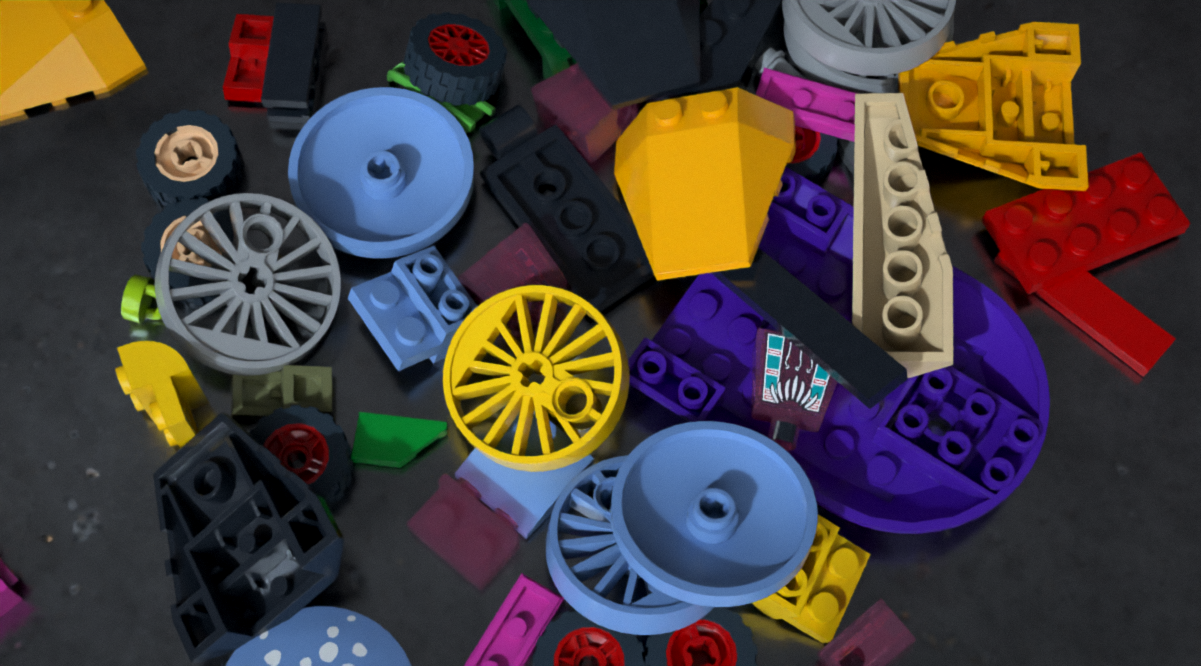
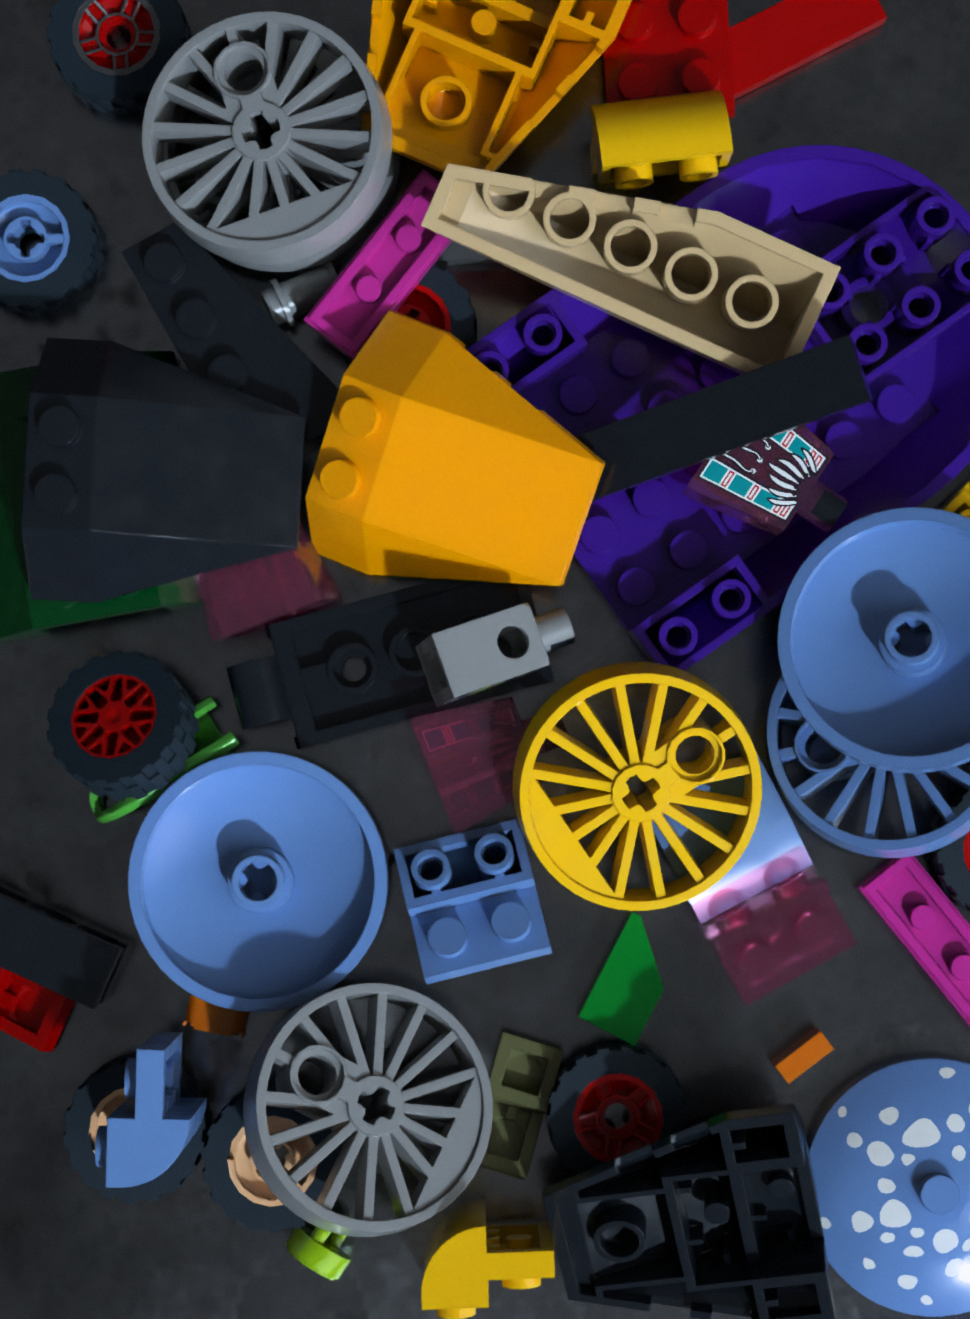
camera: 70 degrees left, 20 degrees up
(203, 142) = (153, 1121): none -> medium blue brick
(279, 185) = (215, 1019): none -> orange piece
(384, 577) = (802, 1054): none -> orange piece
(591, 246) = (468, 655): none -> light grey torso
(987, 238) = (660, 138): none -> yellow brick

